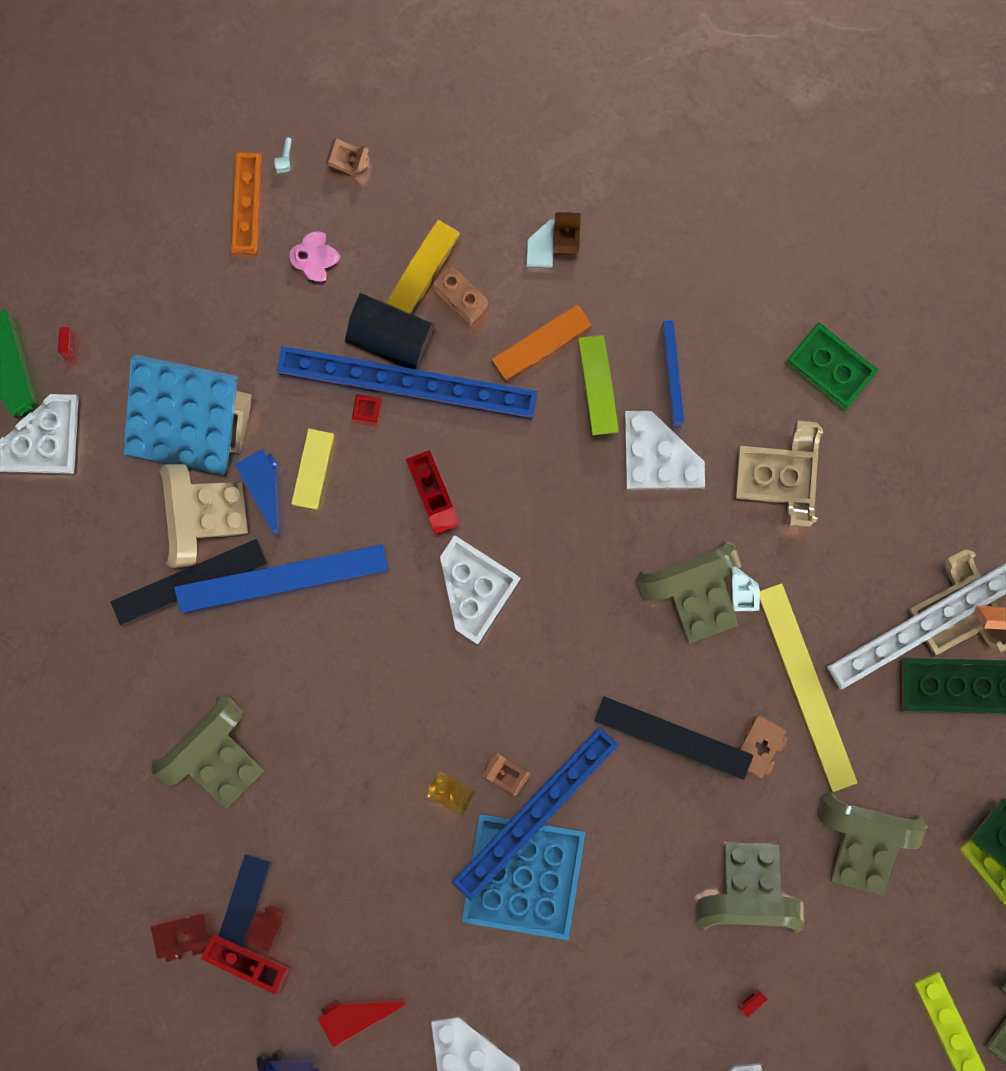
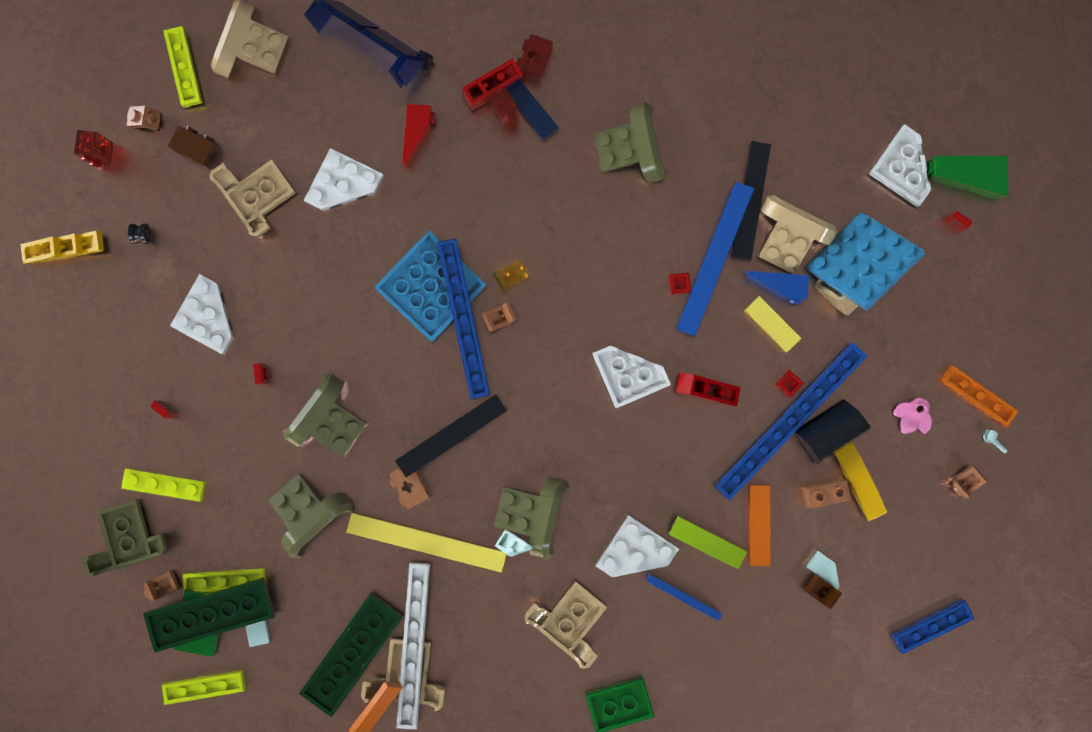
camera: 130 degrees right, 5 degrees up
(334, 599) = (680, 283): none -> red tile
(525, 99) = (933, 626): none -> blue tile

